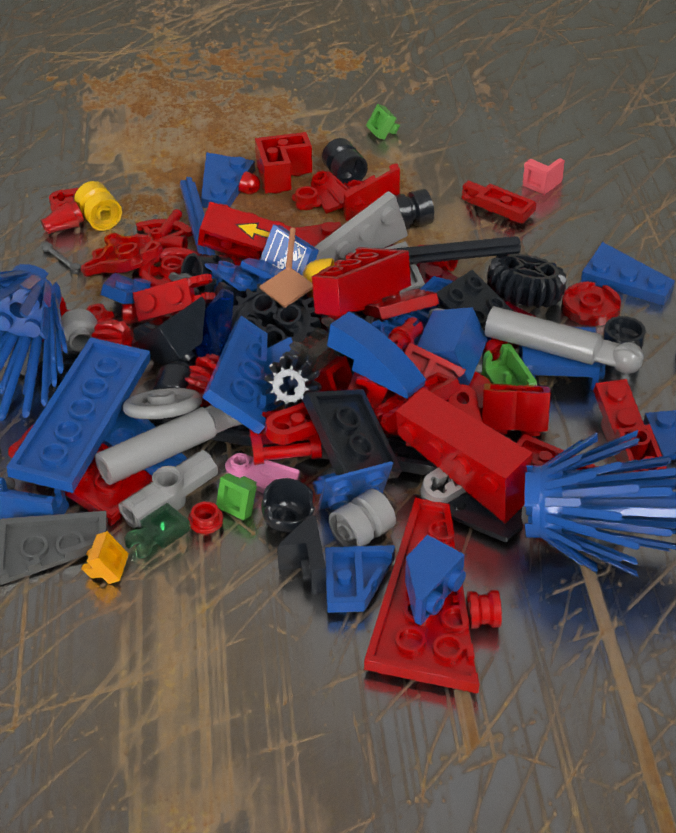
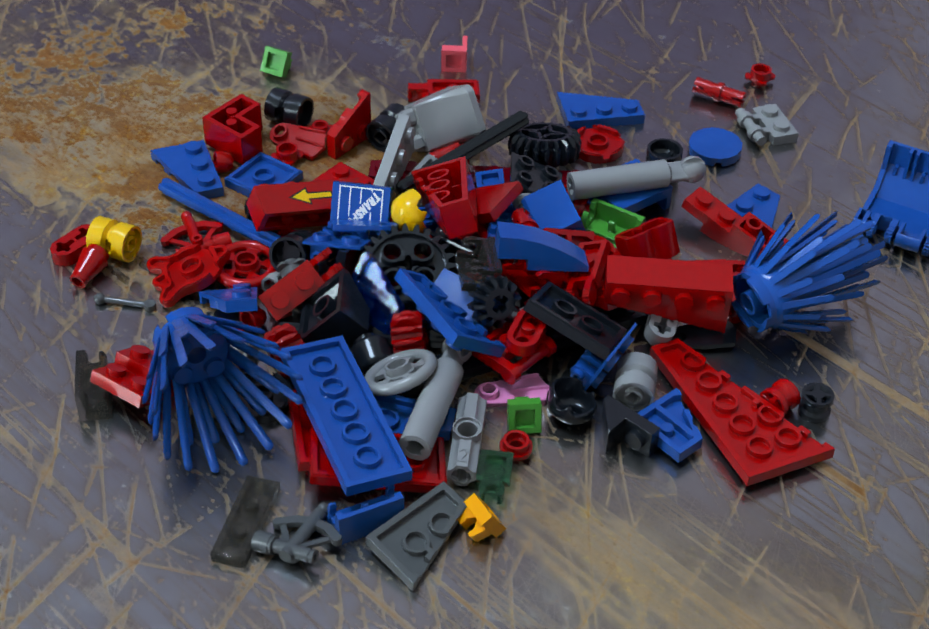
camera: 40 degrees left, 0 degrees up
(271, 205) = (261, 170): none -> blue tile
(288, 284) = (396, 227): nougat piece -> none
(431, 575) = (736, 393): blue slope -> none
(445, 217) = (445, 118): none -> light grey hips
(518, 634) = (816, 402): none -> black wheel

